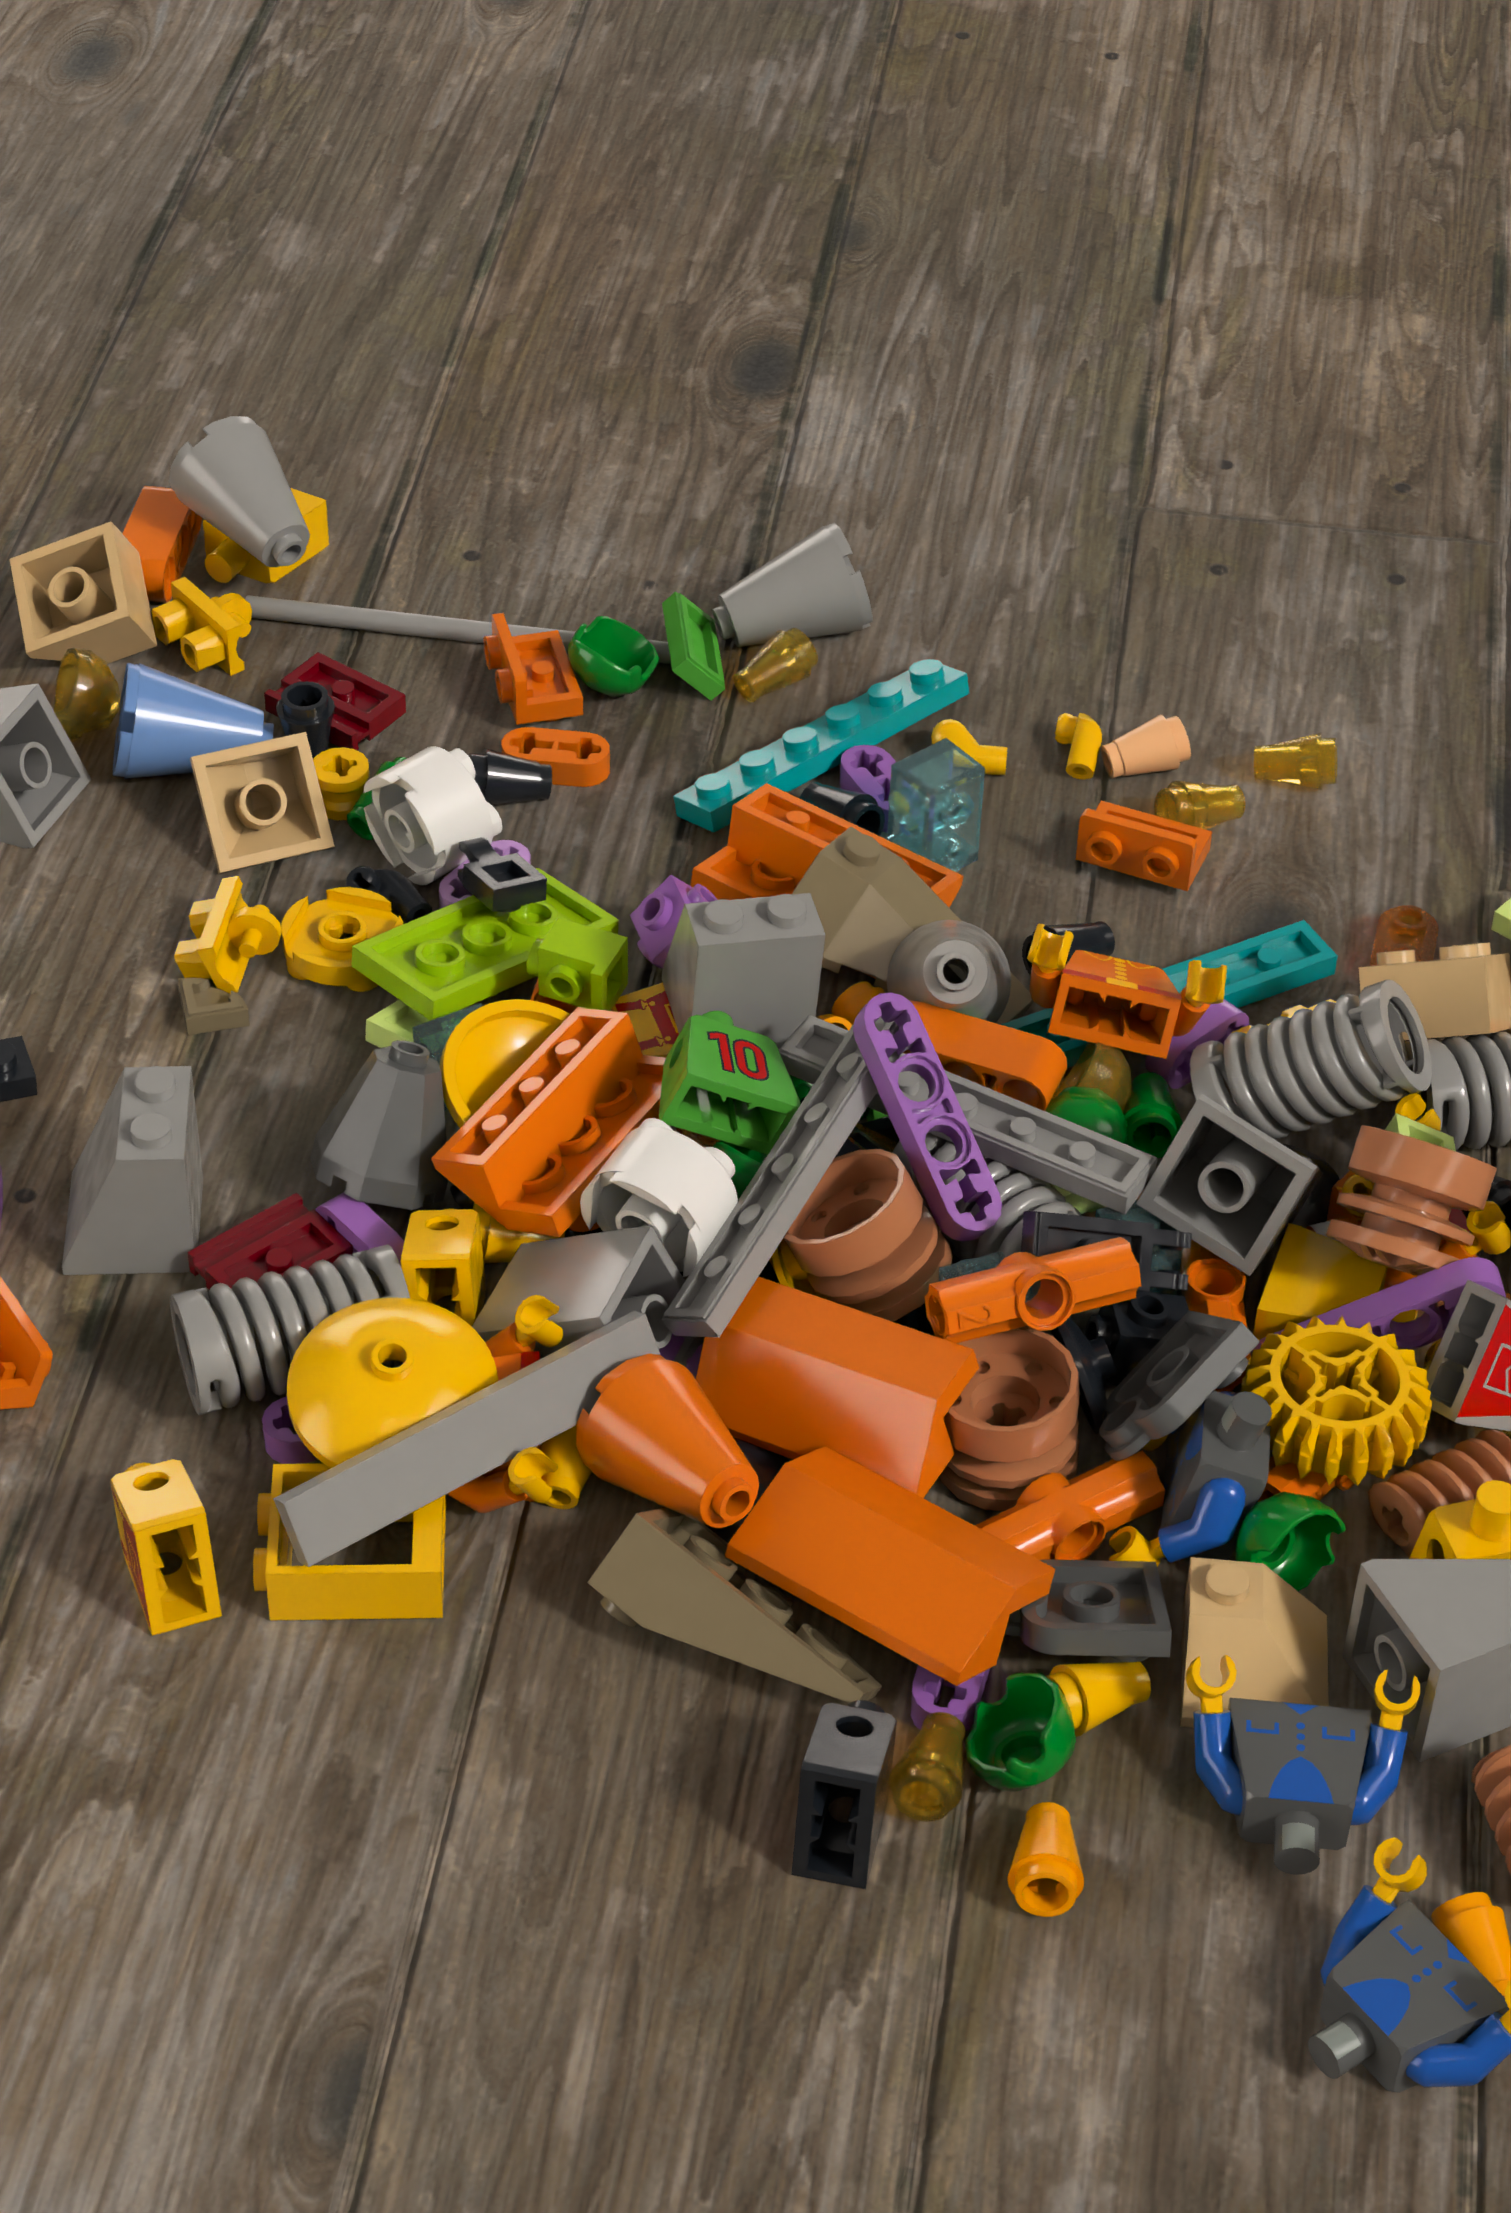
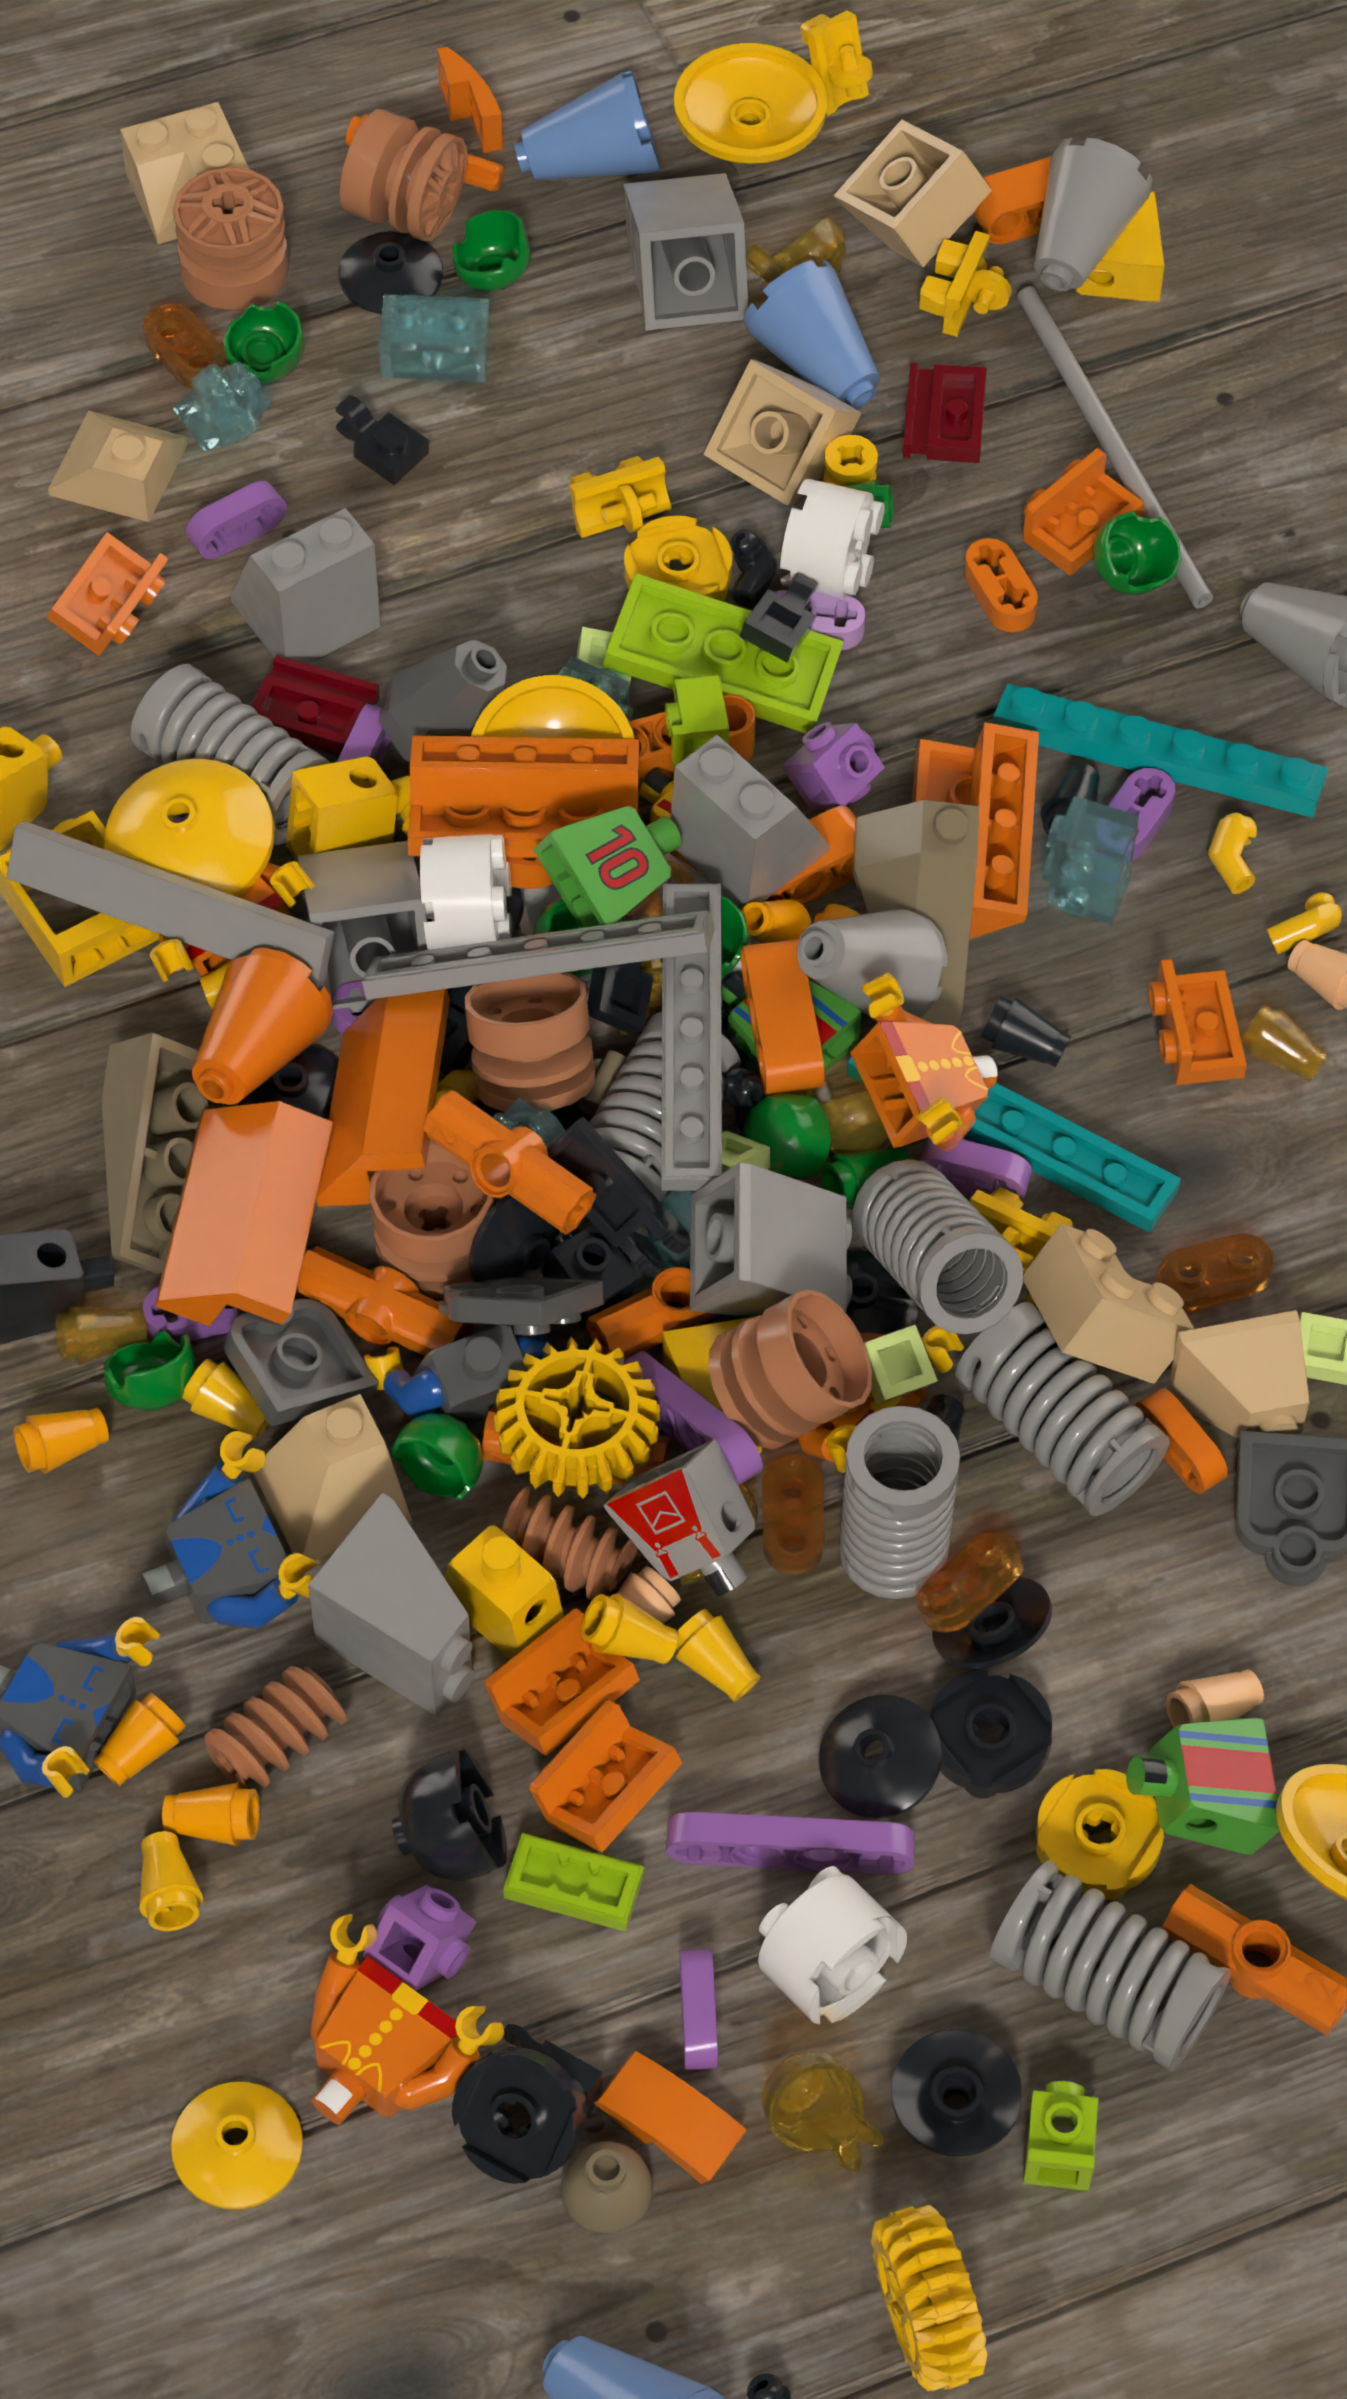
camera: 60 degrees right, 15 degrees up
(210, 1008) = (550, 529): dark tan tile -> none
(307, 709) = (884, 405): black cone -> none
(510, 778) = (938, 566): black cone -> none
(693, 645) = (1203, 601): bright green tile -> none
(779, 663) = (1230, 668): clear yellow cone -> none
(938, 1113) = (622, 1001): medium lavender beam -> none

